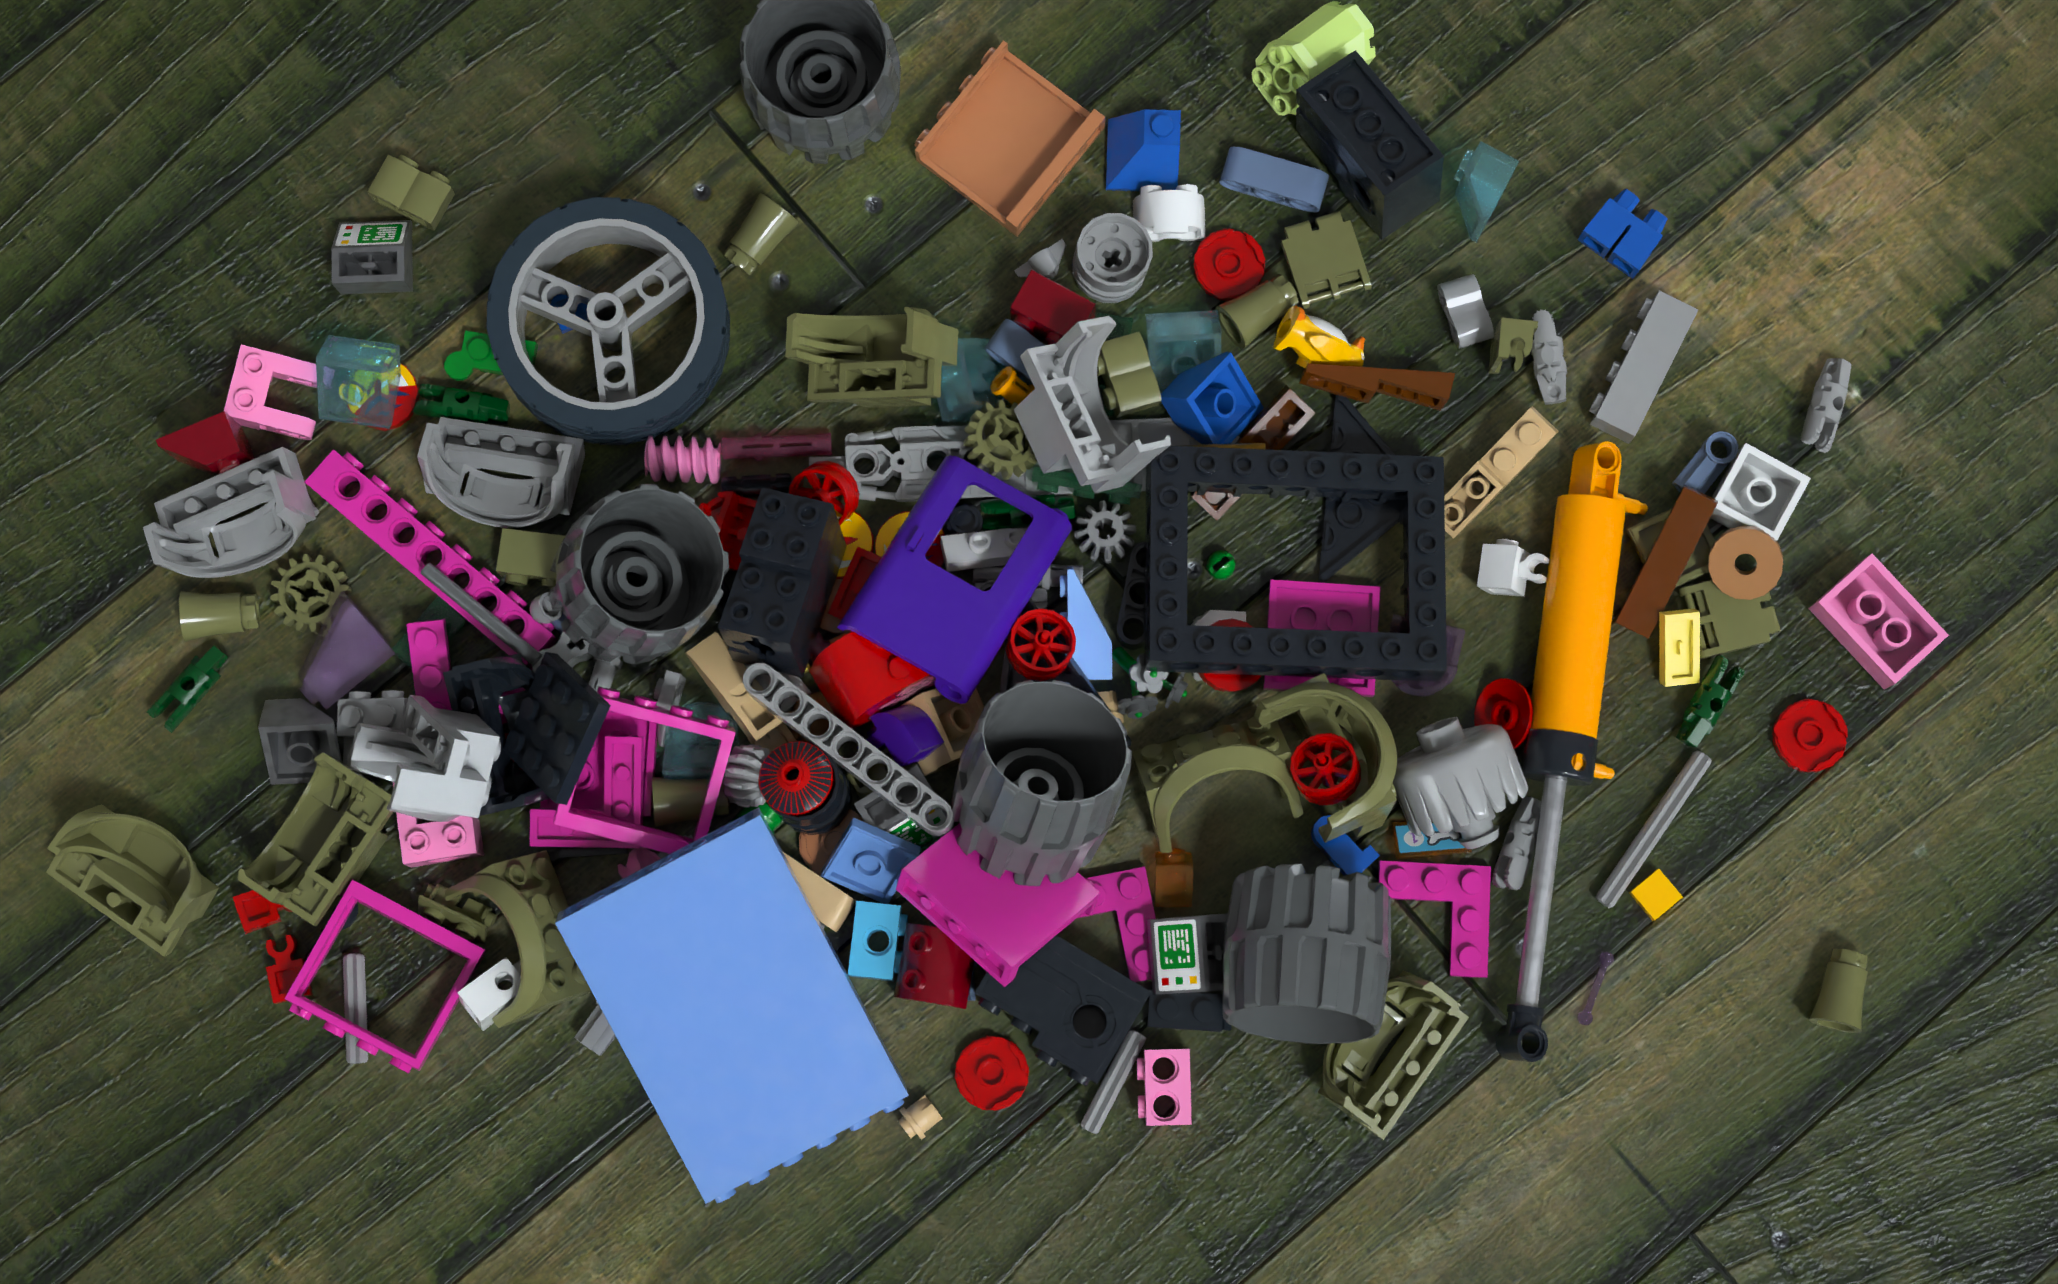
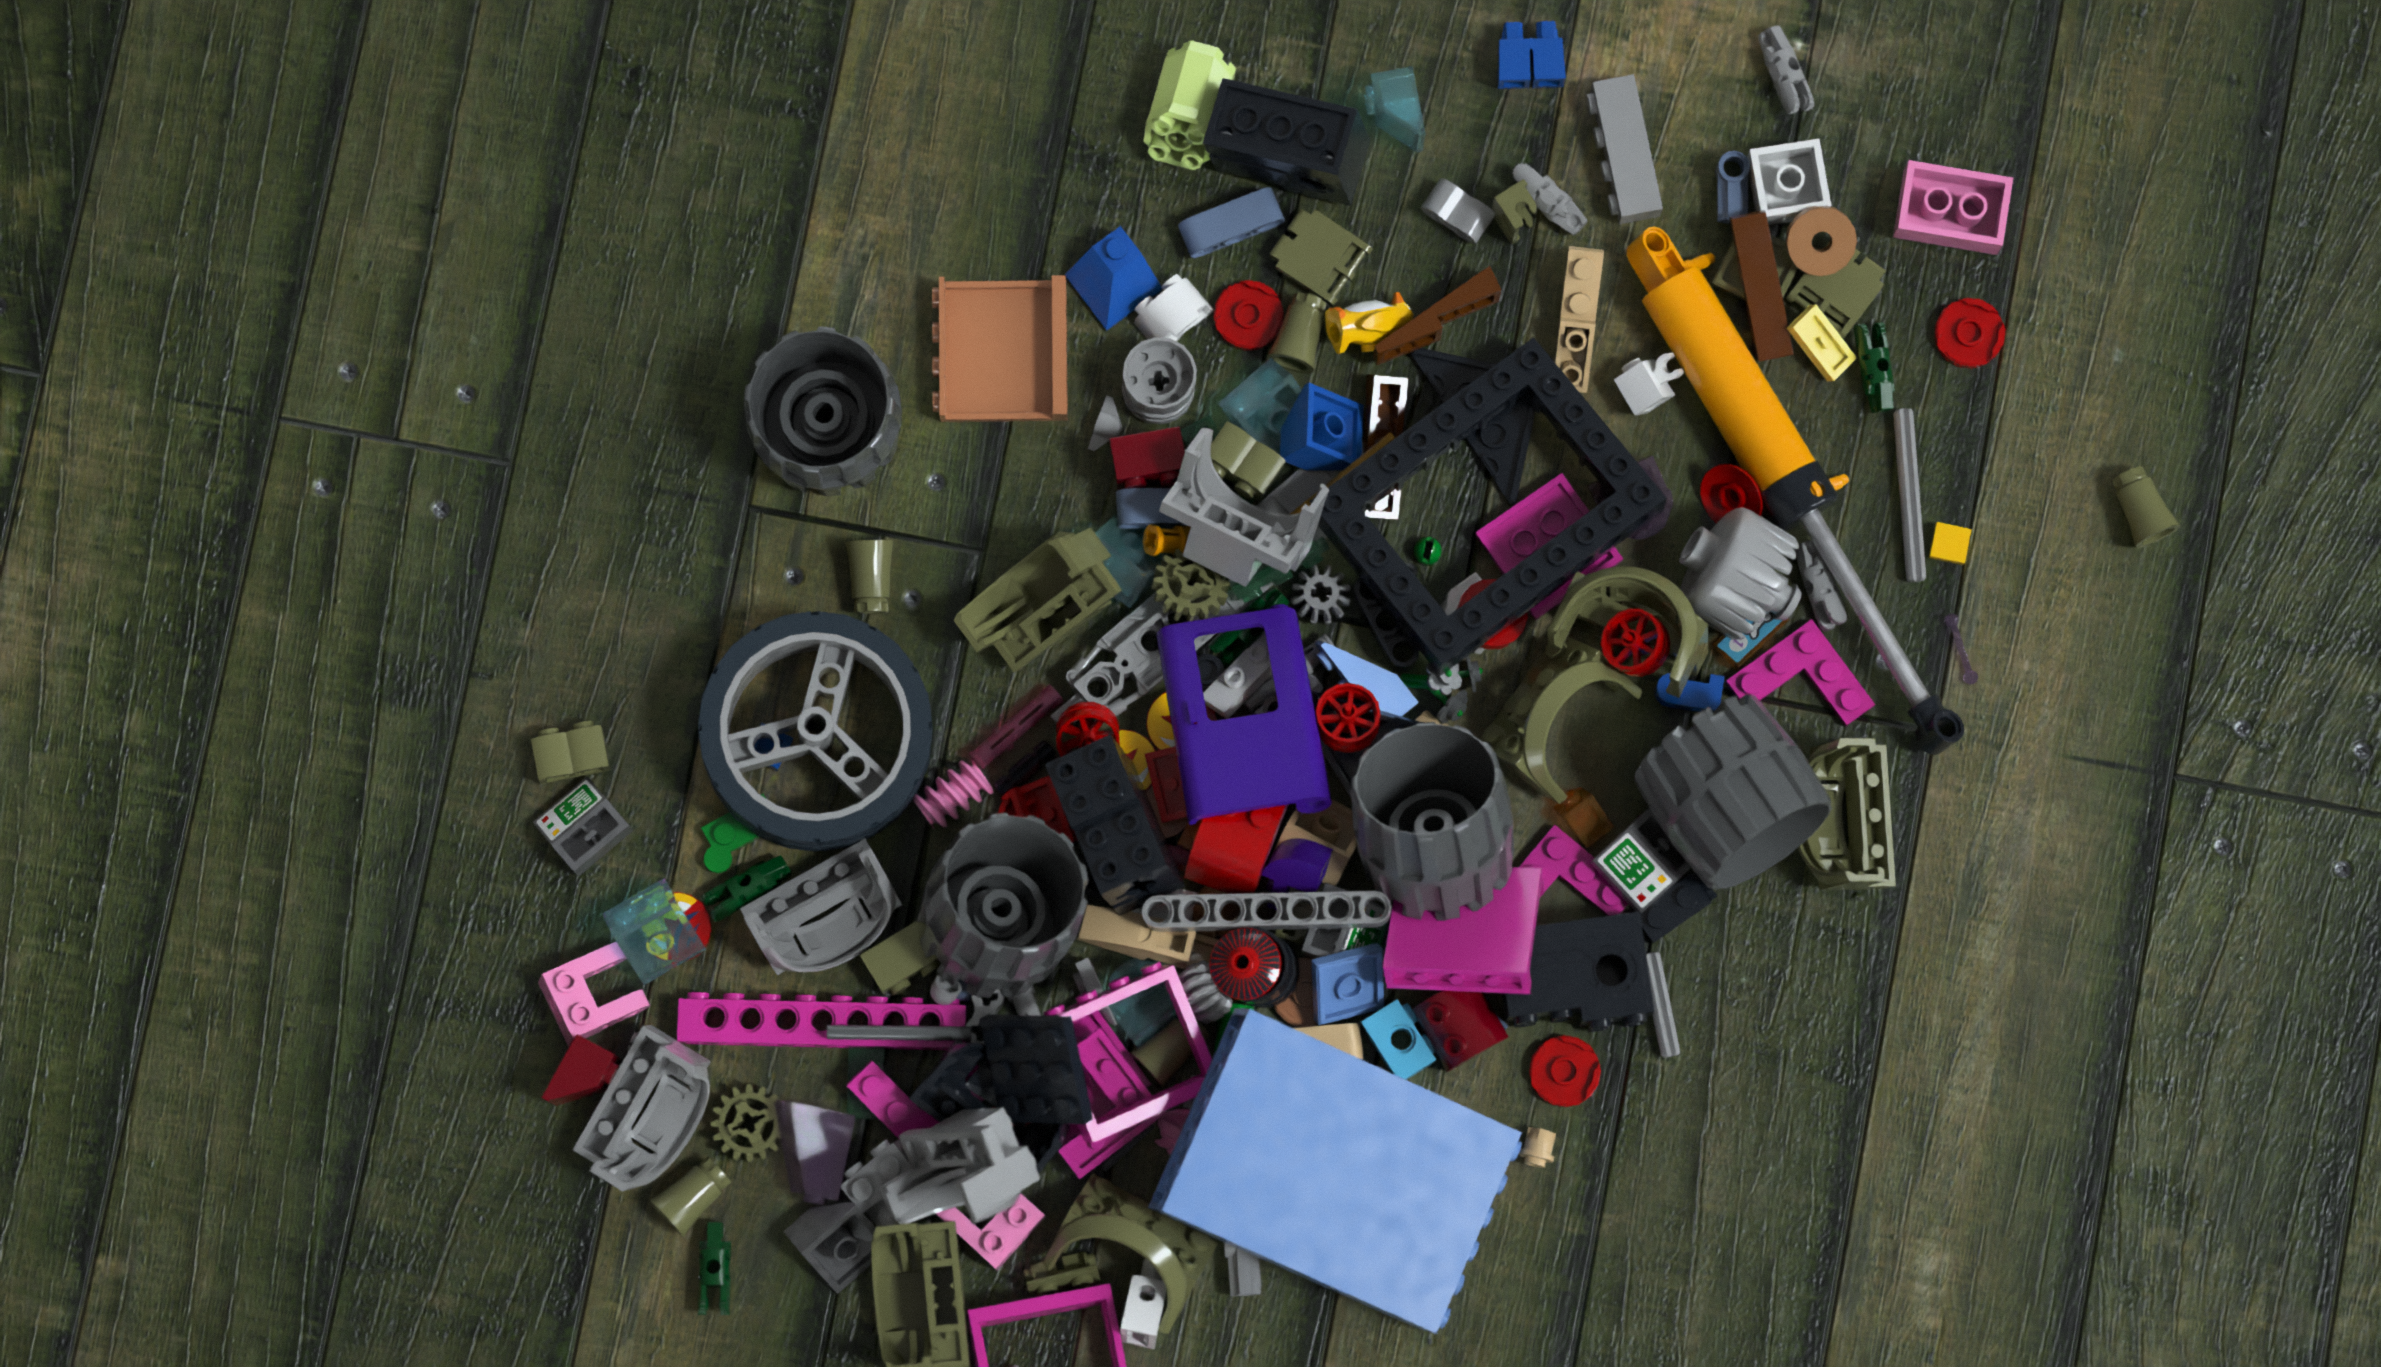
camera: 40 degrees left, 0 degrees up
(1176, 1087) = (1711, 971): bright pink brick -> none

